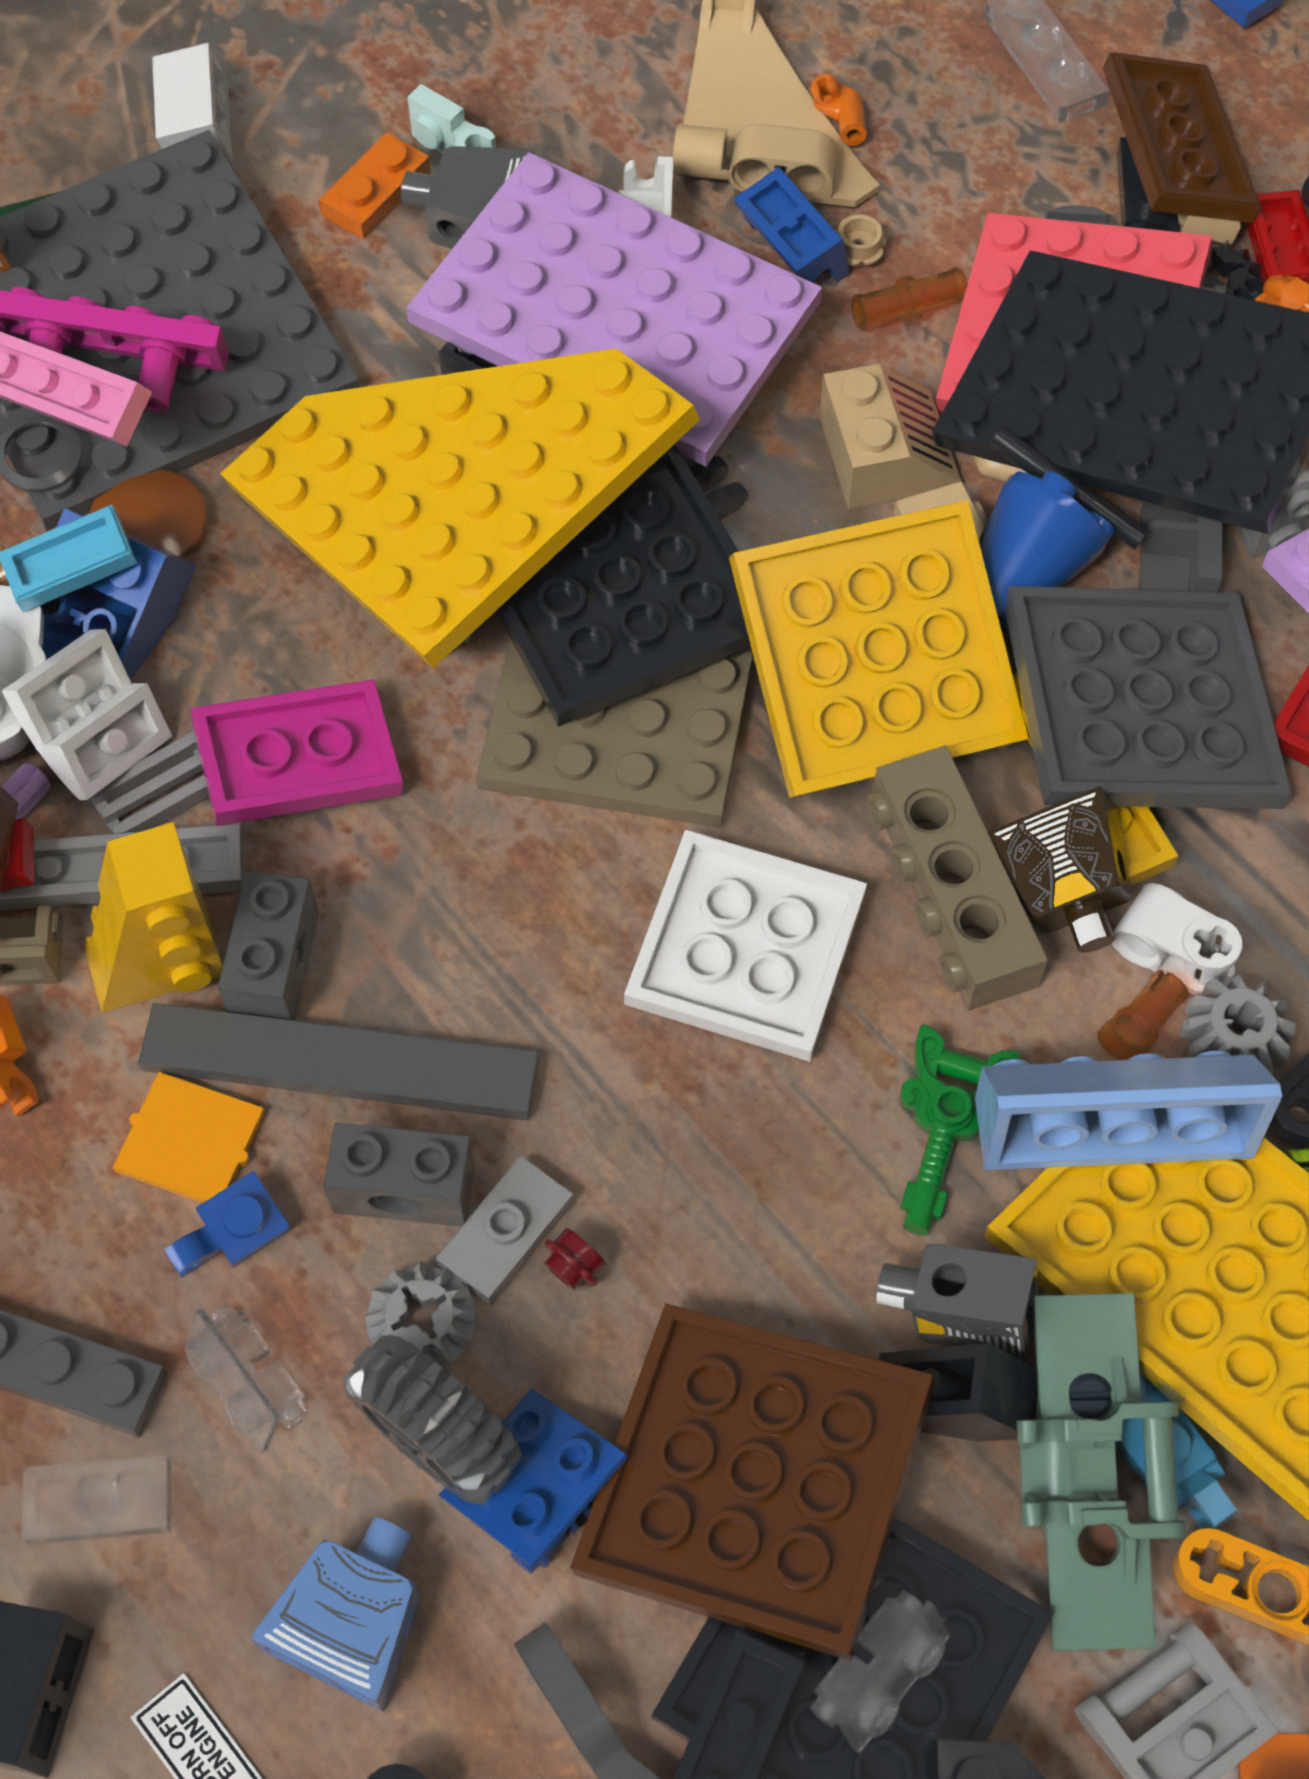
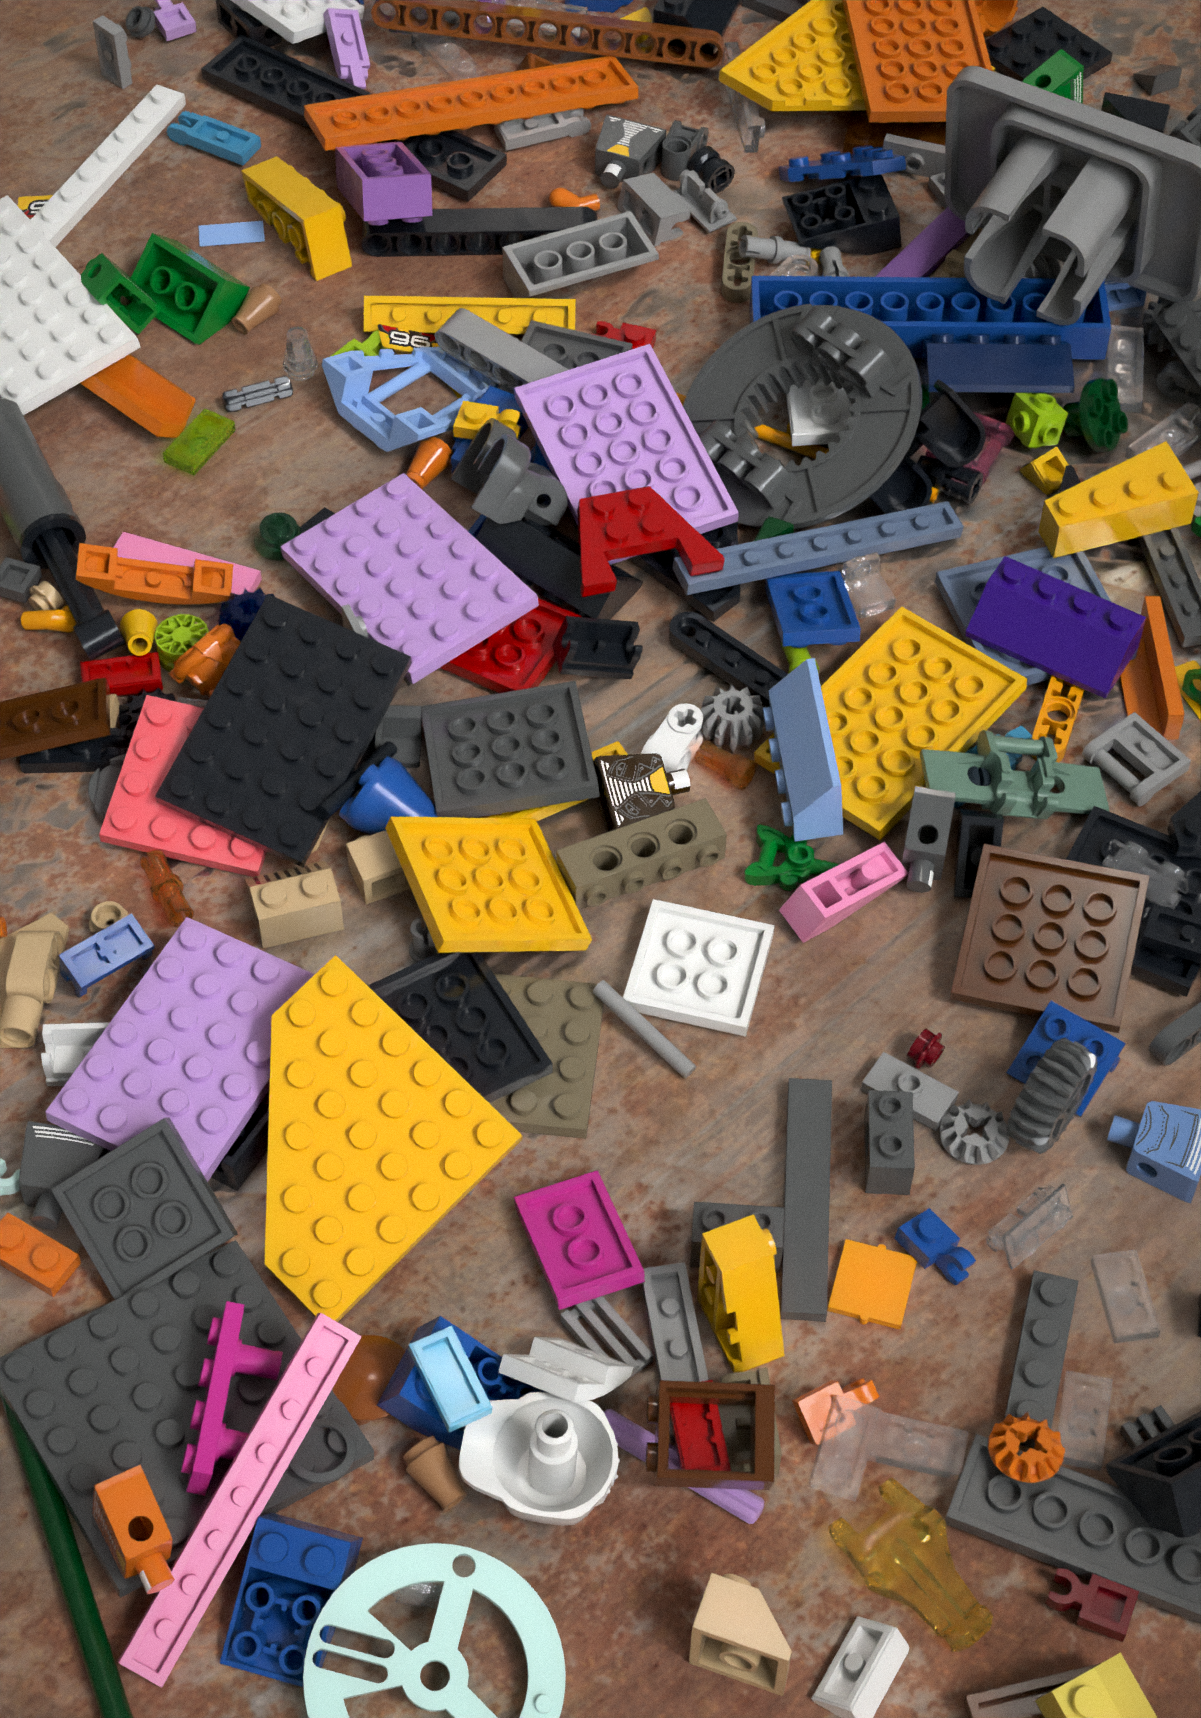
camera: 95 degrees left, 10 degrees down
(379, 259) = (144, 1210): none -> dark grey plate
(636, 858) = (644, 1029): none -> light grey bar
(876, 1165) = (842, 891): none -> bright pink slope

